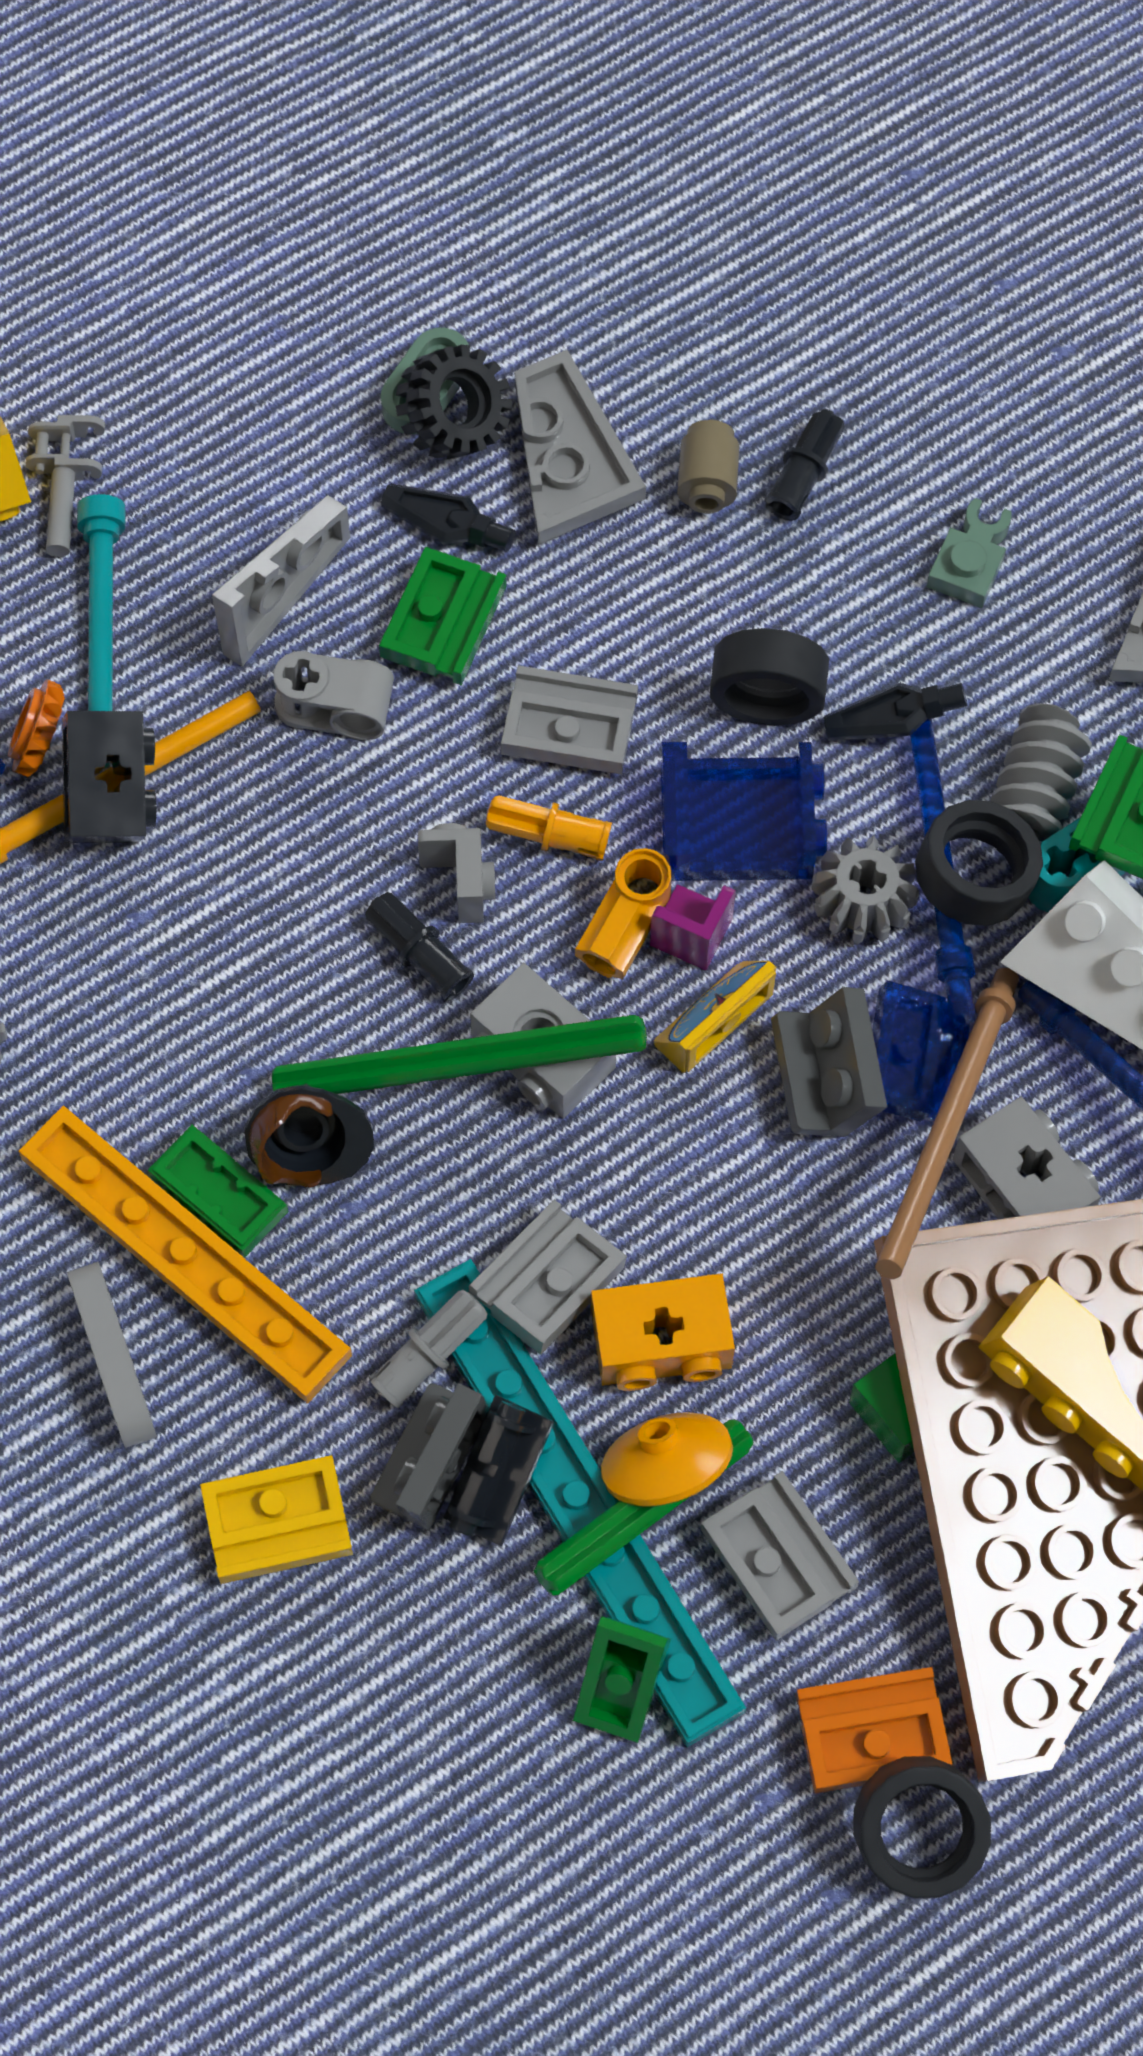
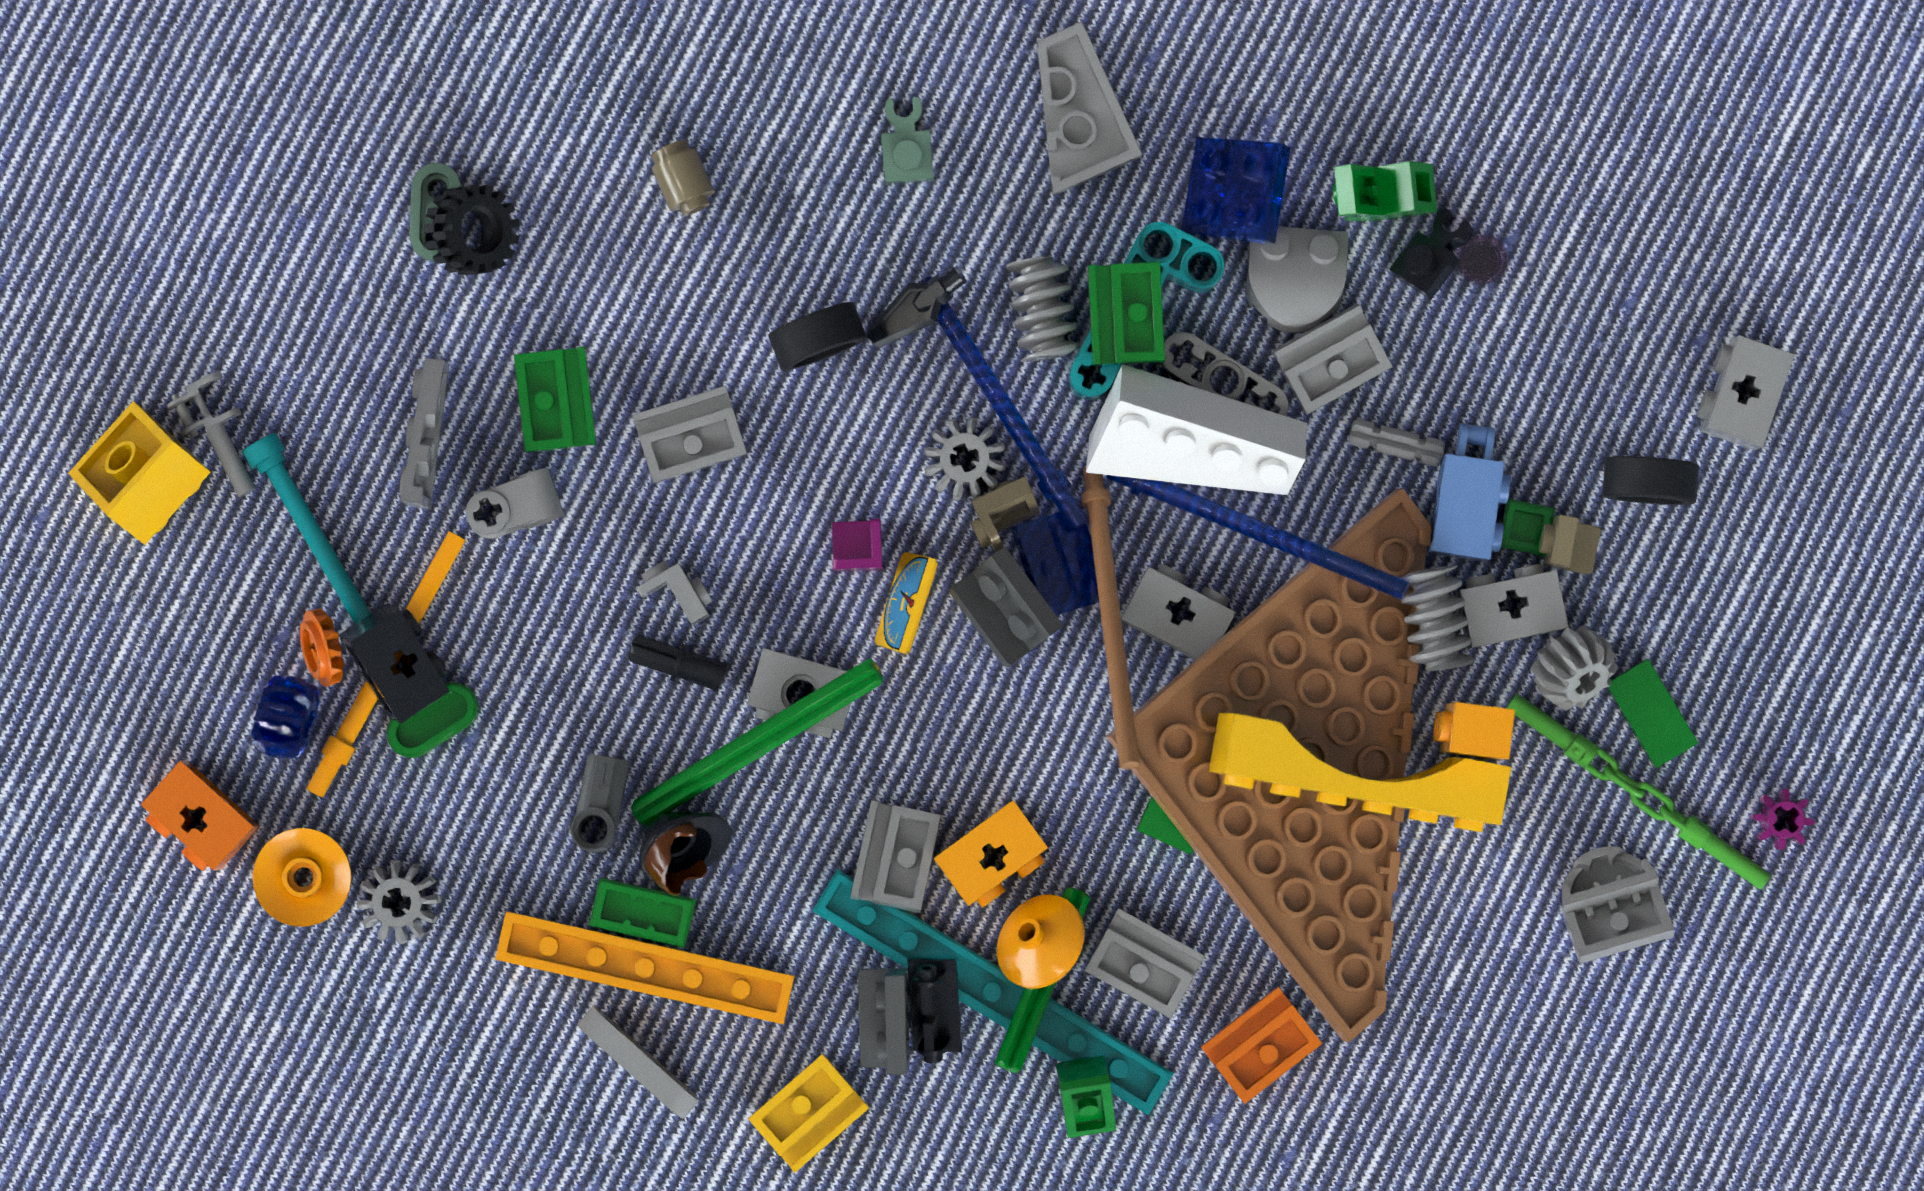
camera: 30 degrees left, 20 degrees up
(110, 873) = (435, 722): none -> green tile
(241, 1043) = (600, 797): none -> dark grey piece
(428, 1347) = (844, 949): light grey axle -> none
(446, 517) = (511, 315): black piece -> none
(549, 826) = (719, 525): light orange axle -> none
(570, 449) = (573, 214): light grey wing -> none
(625, 916) = (810, 572): light orange piece -> none
(741, 816) = (848, 444): clear blue panel -> none
(804, 465) = (749, 134): black axle -> none
(881, 957) = (1002, 508): none -> dark tan bracket
(959, 1865) = (1338, 1124): black tyre -> none
(993, 826) = (1045, 370): black tyre -> none

